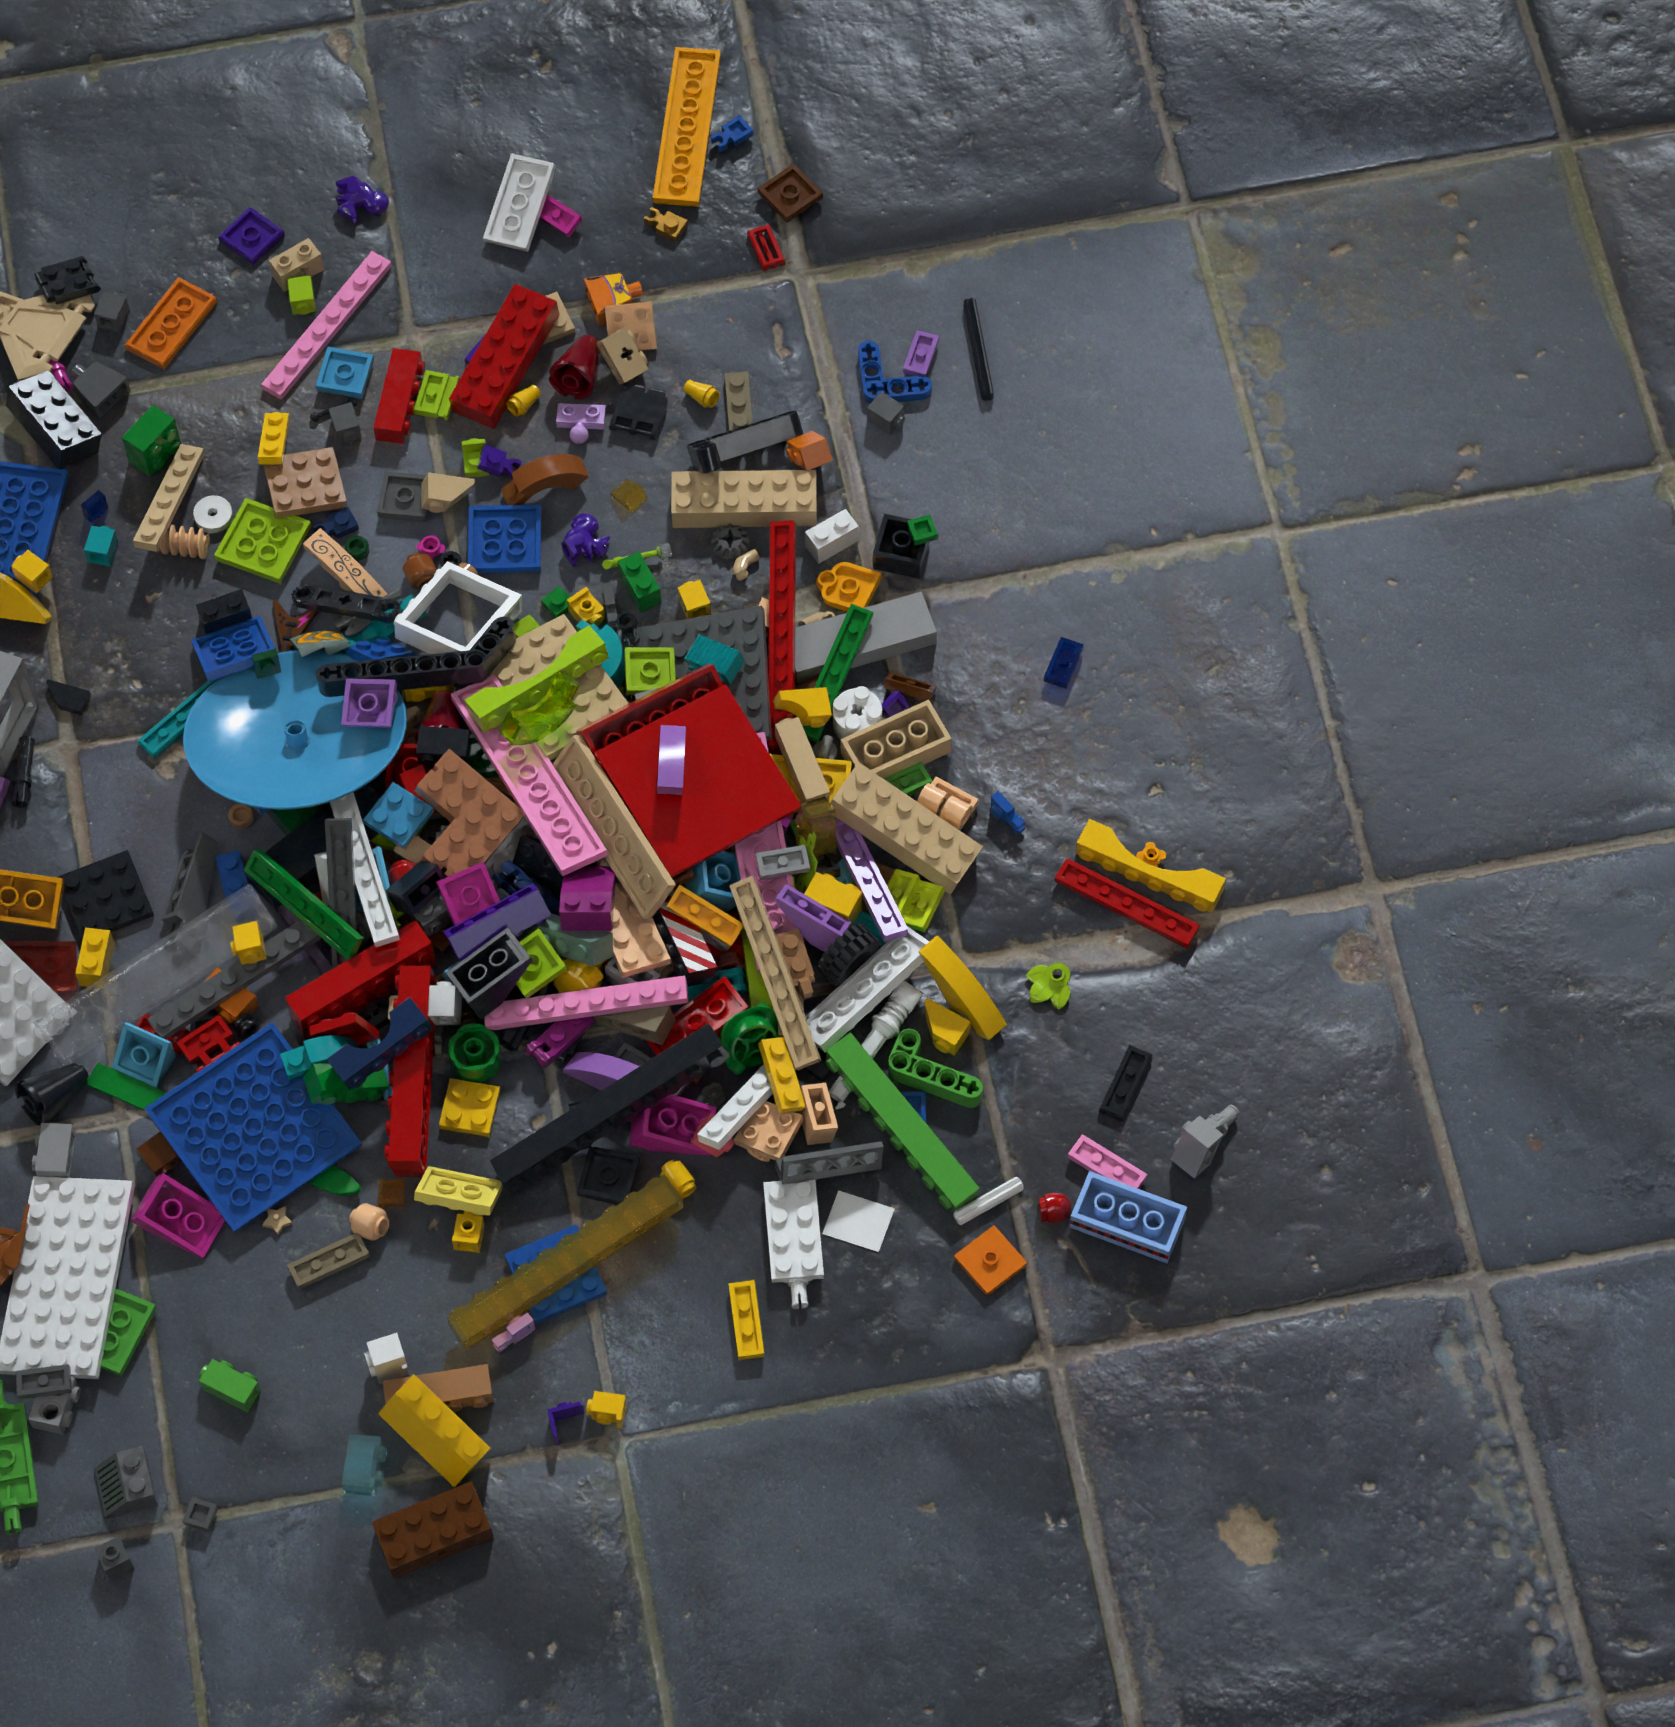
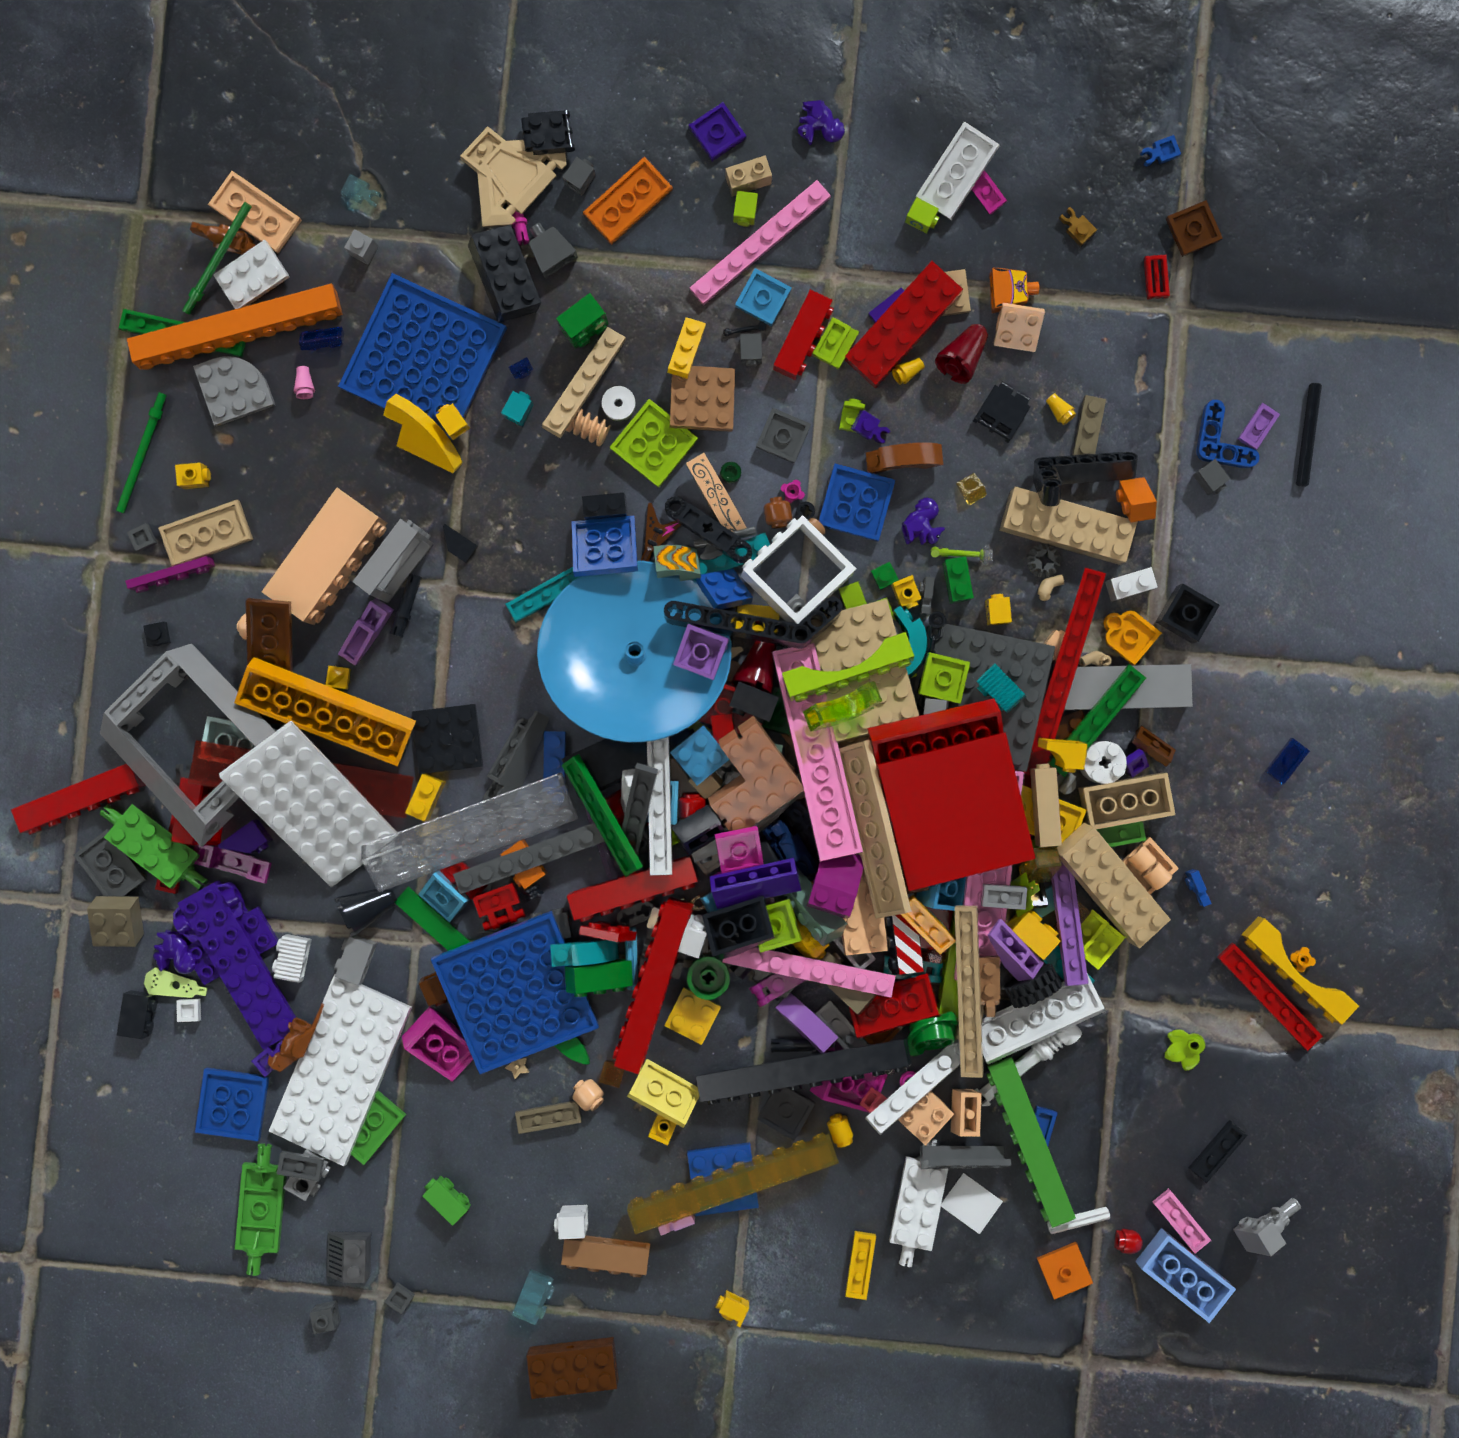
camera: 20 degrees right, 25 degrees up
(248, 943) = (548, 839): yellow brick -> none
(266, 663) = (626, 576): dark green plate -> none
(339, 523) = (723, 444): dark blue plate -> none
(356, 1064) = (606, 980): dark blue arch -> none
(434, 1430) = (596, 1293): yellow slope -> none
(443, 491) = (816, 446): tan slope -> none
(495, 254) = (922, 215): none -> lime brick
(563, 1411) = (697, 1299): dark purple bracket -> none
(580, 418) = (952, 402): lavender plate -> none
(614, 346) = (997, 347): tan brick -> none
(671, 760) = (940, 794): medium lavender slope -> none
(686, 127) = (1124, 131): light orange plate -> none
(781, 1075) = (948, 1078): yellow plate -> none
(922, 530) = (1211, 613): green plate -> none
(937, 1073) = (1069, 1104): bright green beam -> none
(946, 1027) = (1090, 1065): yellow slope -> none
(961, 988) = (1115, 1044): yellow slope -> none

